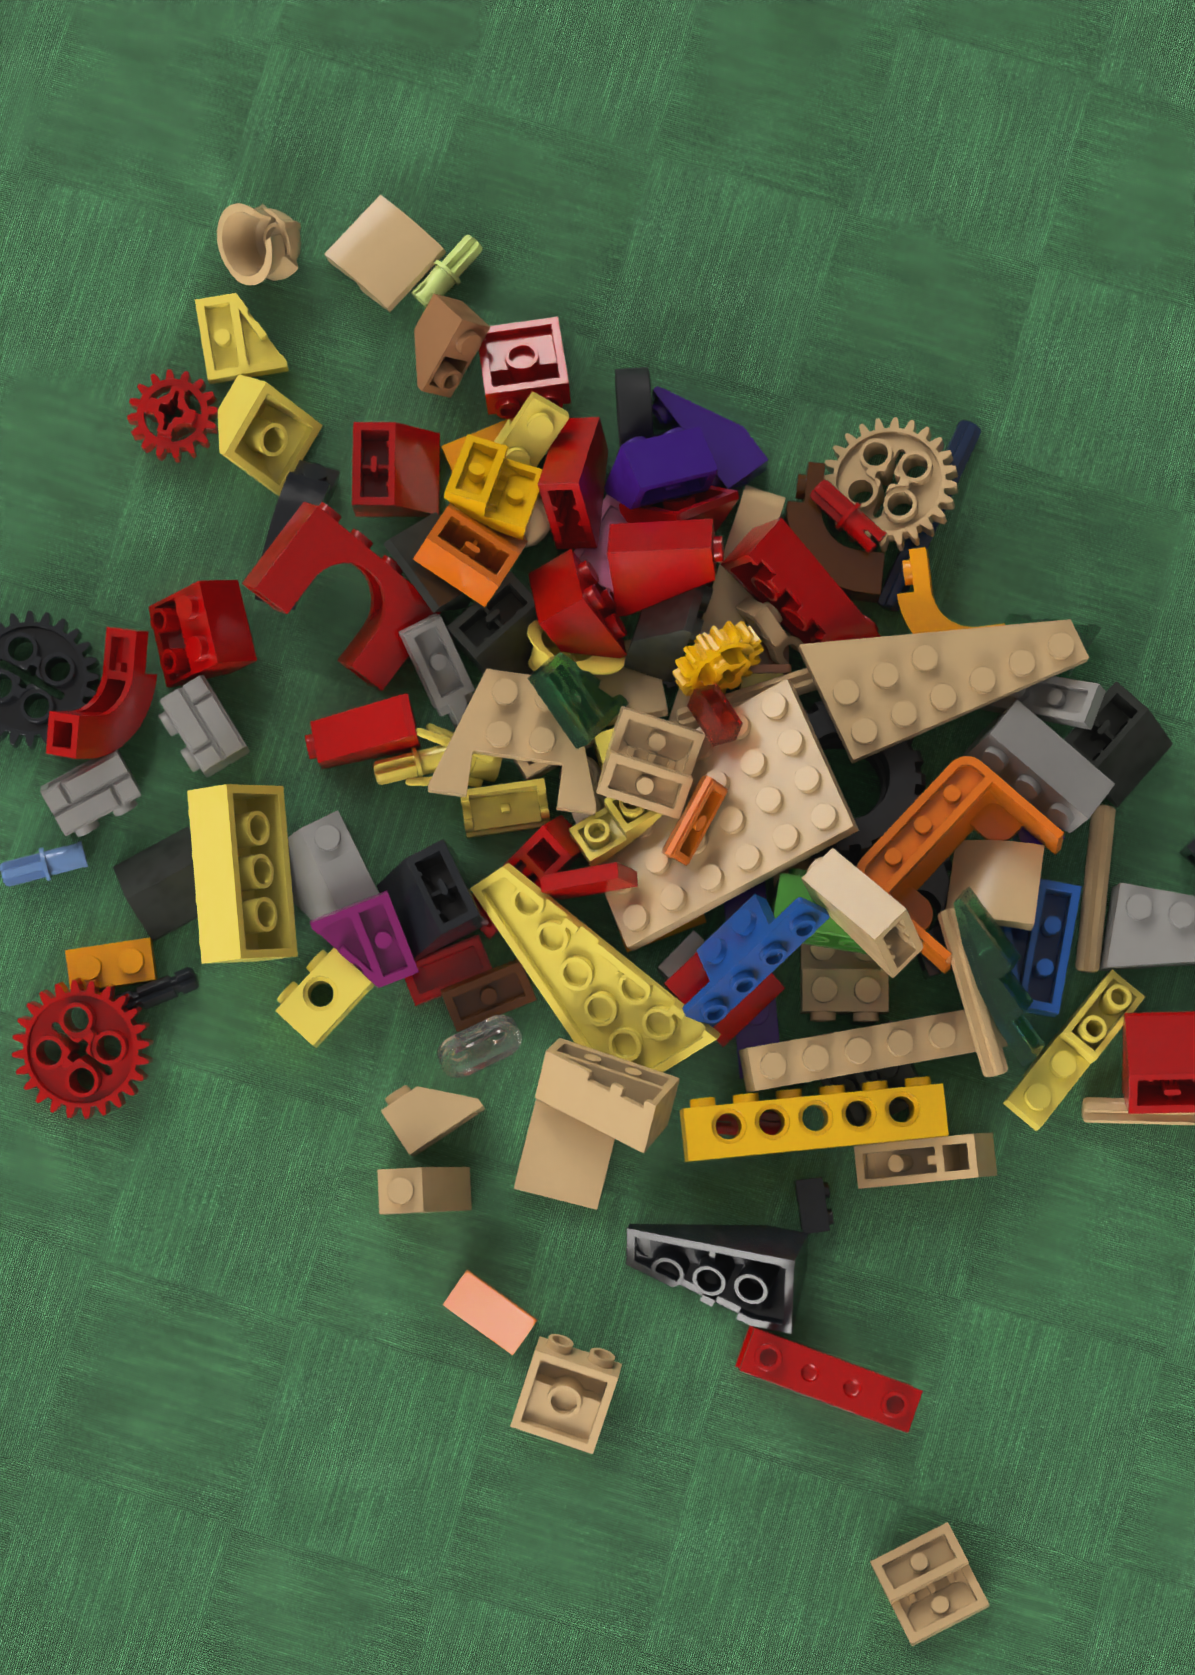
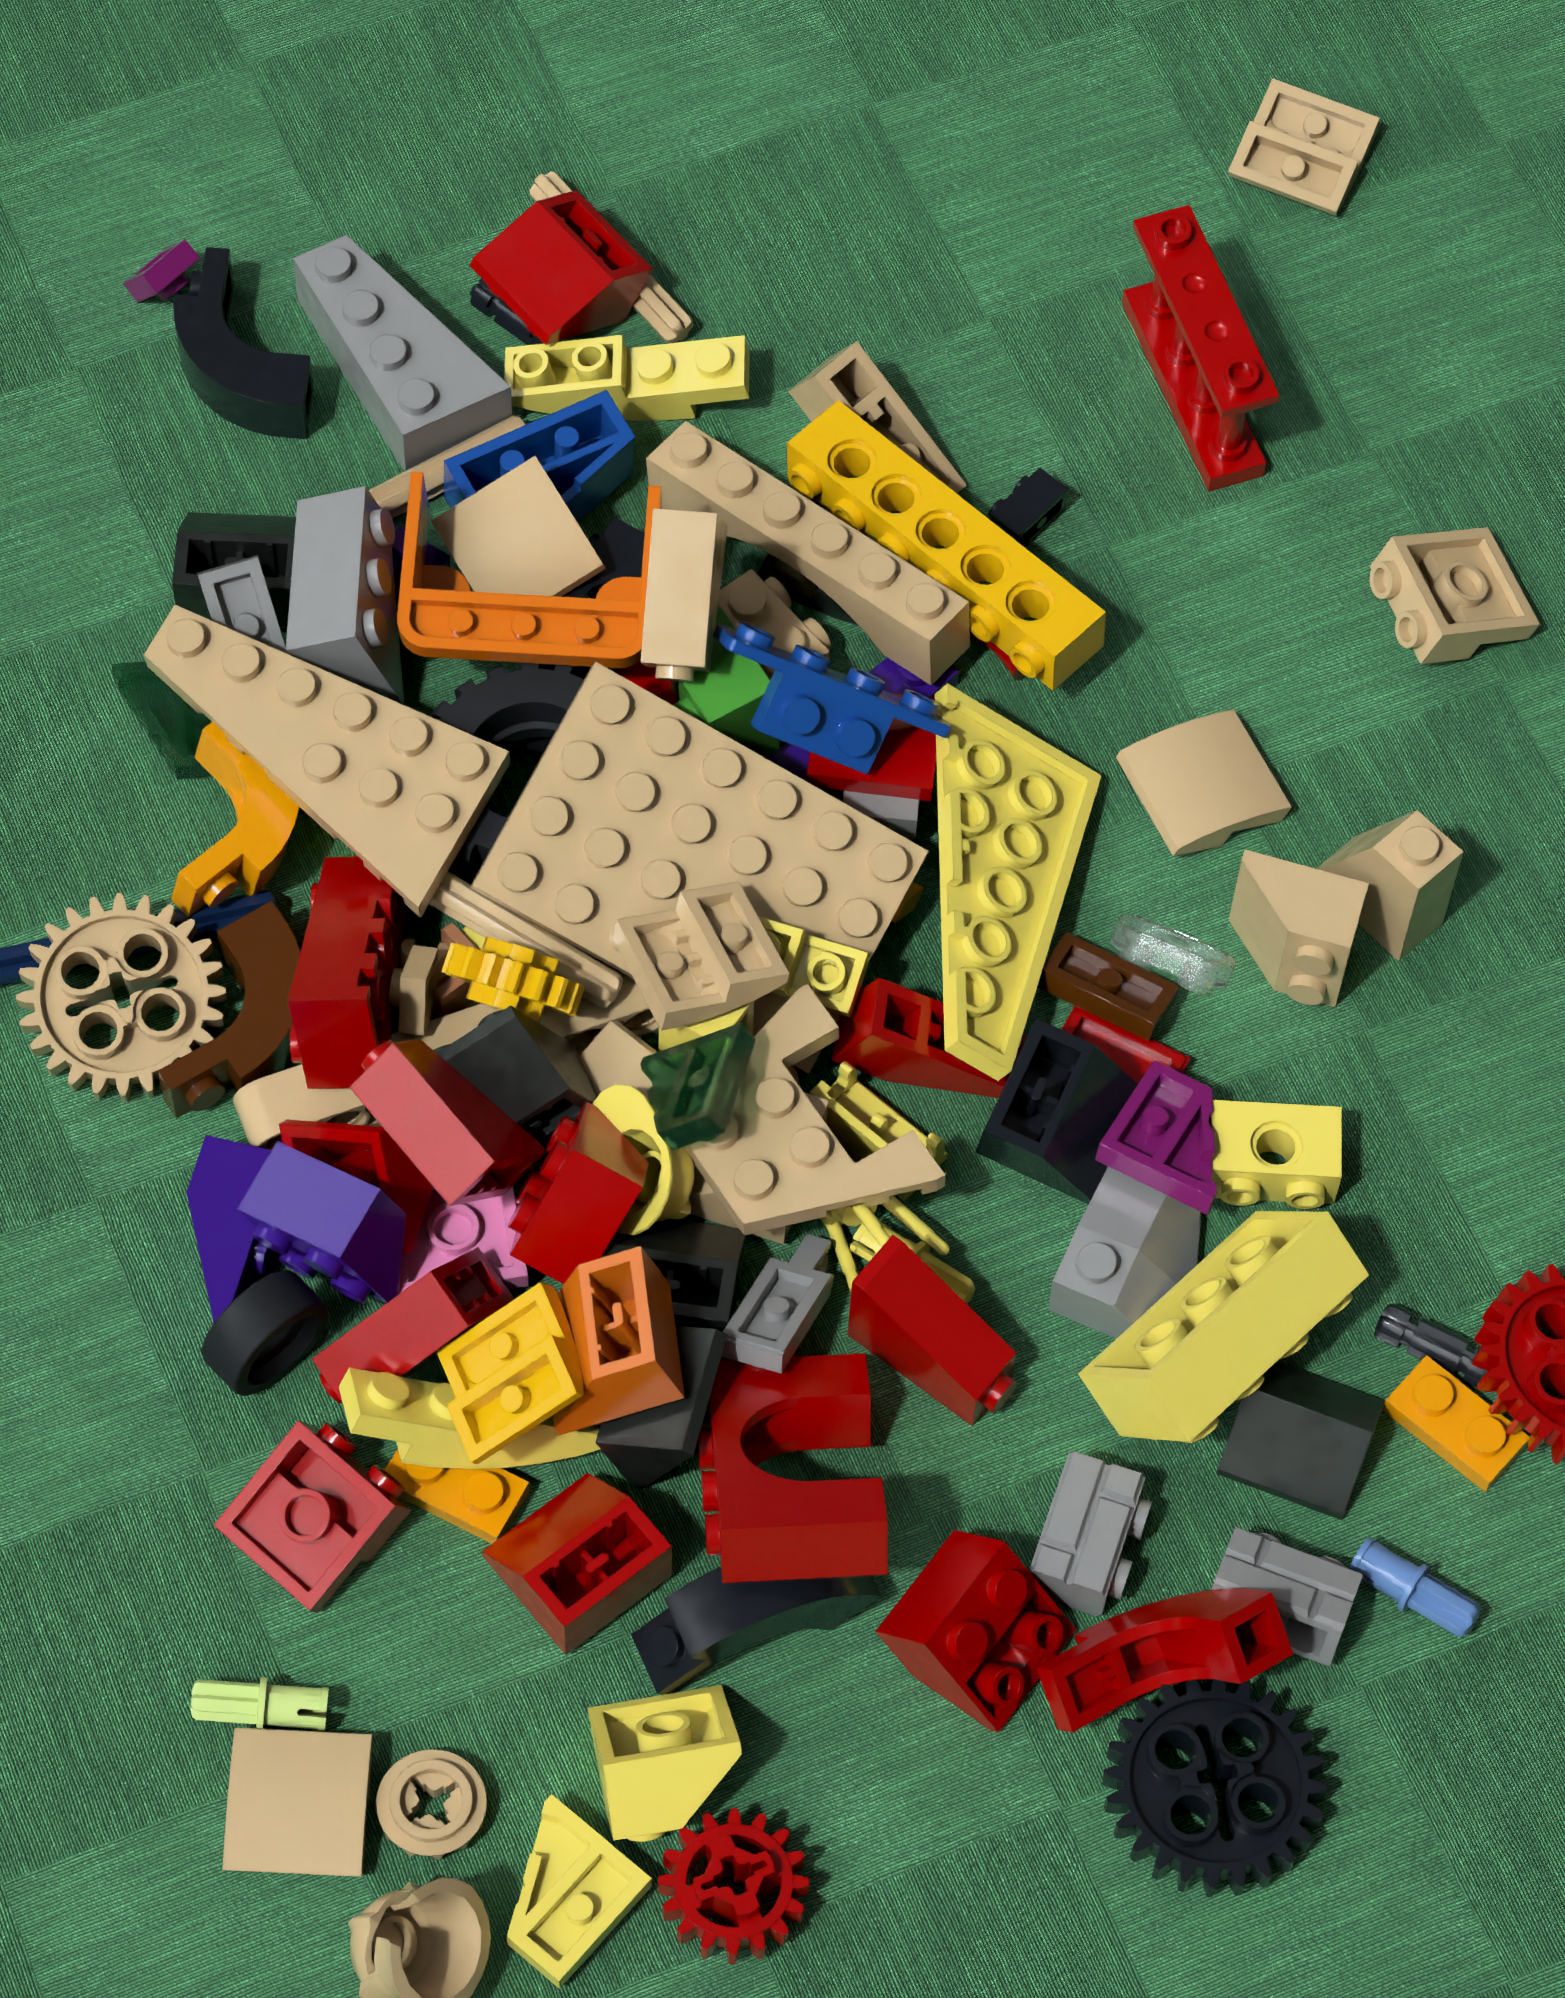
camera: 130 degrees left, 20 degrees down
(320, 300) = (438, 1774): none -> tan gear
(446, 344) = (359, 1622): medium nougat slope -> none
(490, 1312) = (1440, 736): slope -> none
(589, 881) = (890, 938): red tile -> none
(607, 1092) = (1105, 759): tan wedge -> none
(695, 820) = (751, 859): orange slope -> none
(714, 714) = (583, 924): clear red piece -> none
(740, 1267) = (1154, 514): black wedge -> none
(846, 515) = (206, 991): red axle -> none
(978, 1016) = (663, 470): tan axle -> none
(991, 962) = (624, 451): clear green slope -> none

